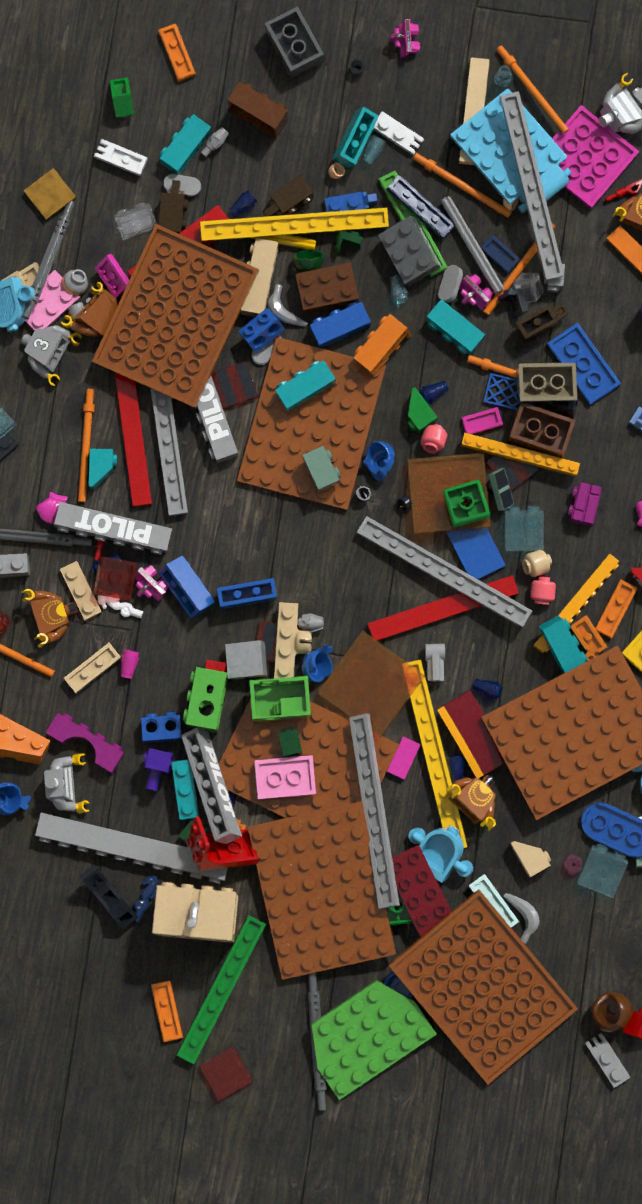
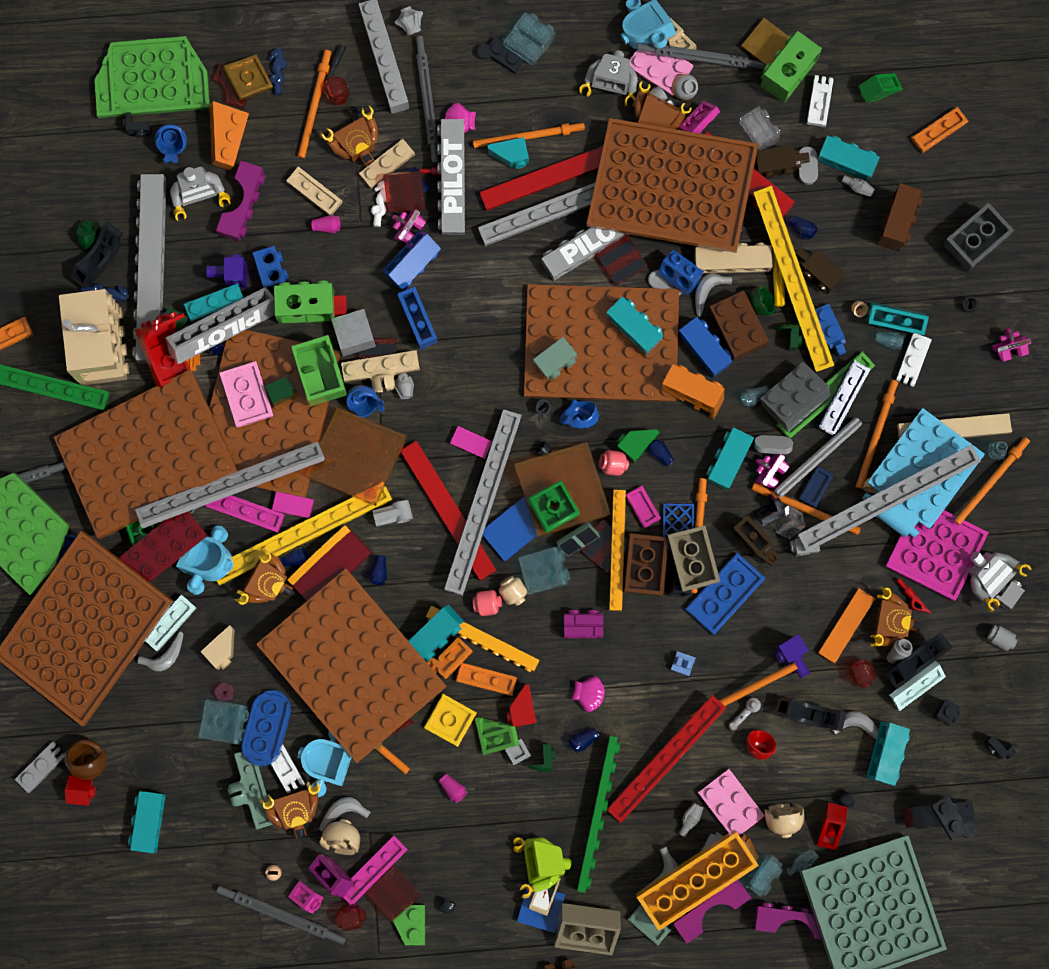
camera: 75 degrees right, 0 degrees up
(76, 170) = (793, 61): none -> bright green piece
(81, 903) = (87, 234): none -> dark green plate
(381, 571) = (471, 442): none -> dark pink tile
(403, 799) = (248, 512): none -> dark pink plate

